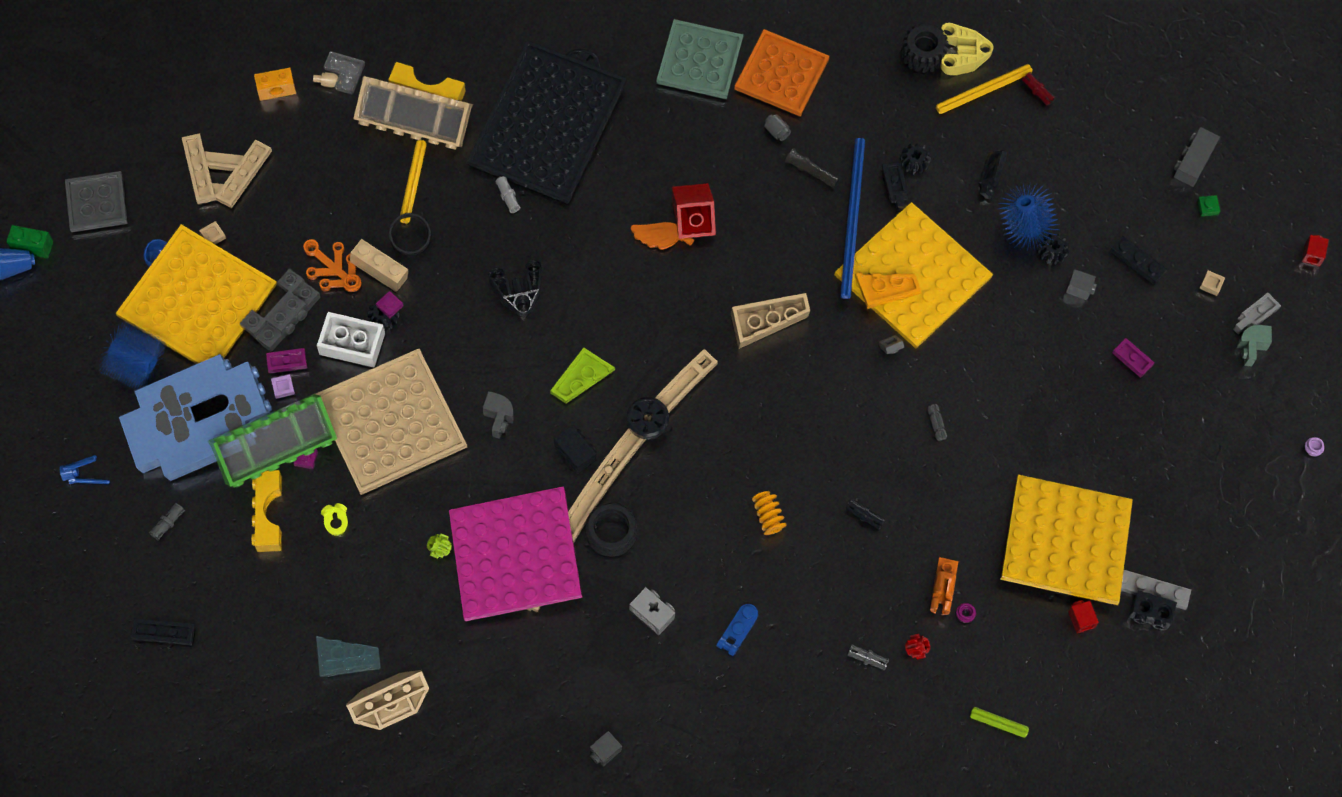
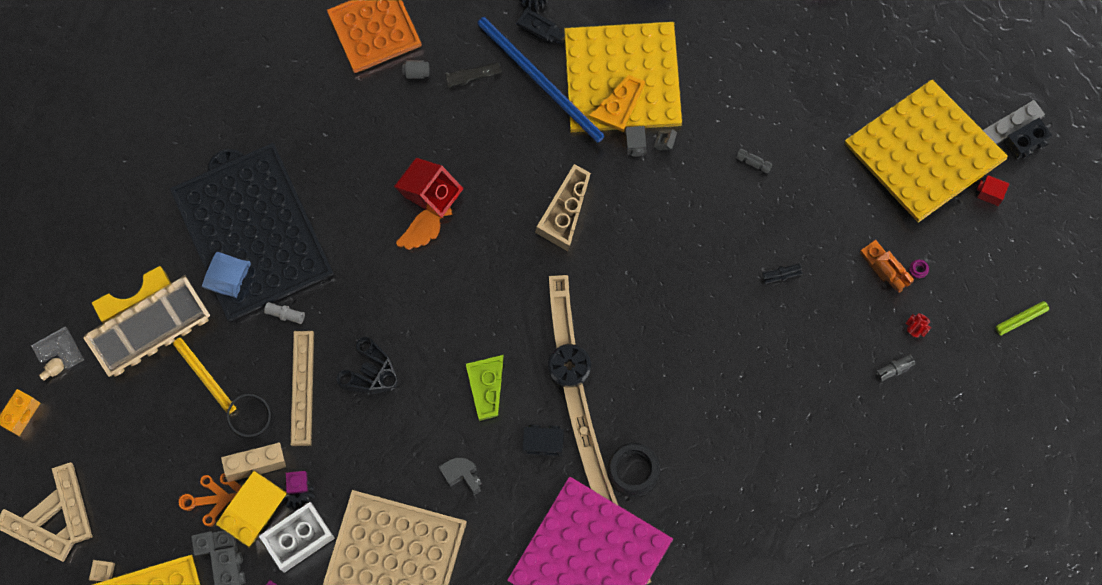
camera: 40 degrees left, 5 degrees up
(343, 291) = (251, 508): none -> yellow slope
(464, 254) = (302, 388): none -> tan tile
(498, 130) = (225, 274): none -> medium blue slope
(655, 620) = (715, 500): light grey brick -> none
(700, 59) = (306, 76): sand green plate -> none
(738, 628) = (792, 442): blue plate -> none
(768, 513) = (722, 341): light orange piece -> none
(870, 324) = (636, 140): none -> dark grey brick

